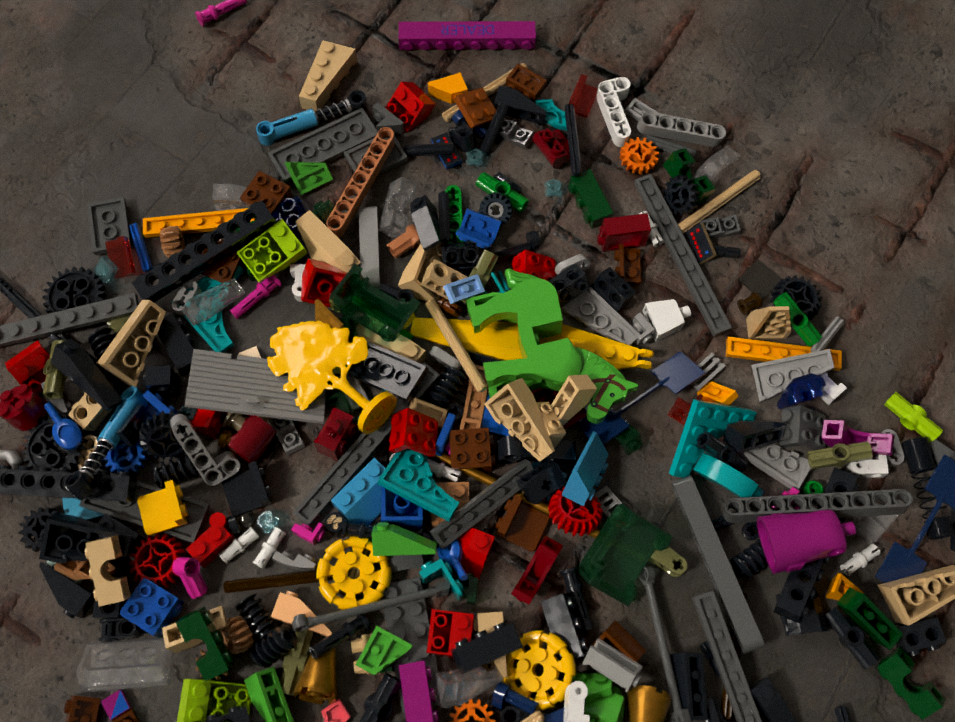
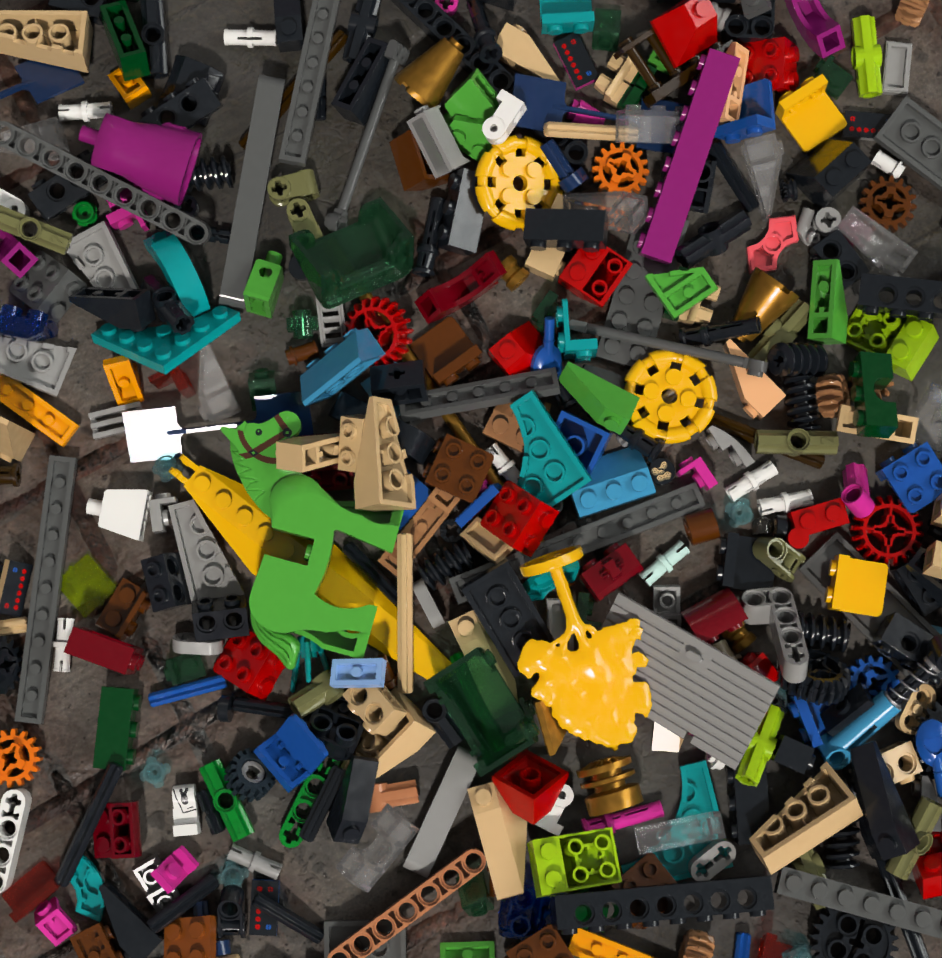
camera: 145 degrees left, 15 degrees up
(181, 371) = (760, 748): none -> lime piece
(224, 503) = (782, 559): none -> olive piece
(236, 592) = (812, 442): none -> olive piece
(271, 306) = (609, 785): none -> pearl gold wheel
(289, 497) = (701, 526): none -> reddish brown piece
(303, 463) = (664, 563): none -> light aqua pin
(466, 169) = (254, 861): none -> light grey pin
(508, 603) = (515, 274): none -> pearl gold wheel
(510, 142) = (174, 869): none -> dark pink bracket
(521, 175) = (186, 810): none -> white leg
(560, 87) = (54, 921): none -> dark pink bracket
(563, 239) = (187, 690): none -> blue axle
(571, 248) = (184, 668): none -> clear green bracket
(616, 474) = (302, 352): none -> reddish brown pin
(627, 491) = (302, 324): none -> clear green gear
(657, 420) = (214, 390): none -> clear slope
(659, 269) = (87, 585): none -> clear neon green piece
(660, 357) = (163, 465): none -> clear light blue plate
(669, 495) = (264, 285): none -> bright green torso
(688, 584) = (295, 185): none -> olive piece
(789, 675) = (232, 37): none -> white pin

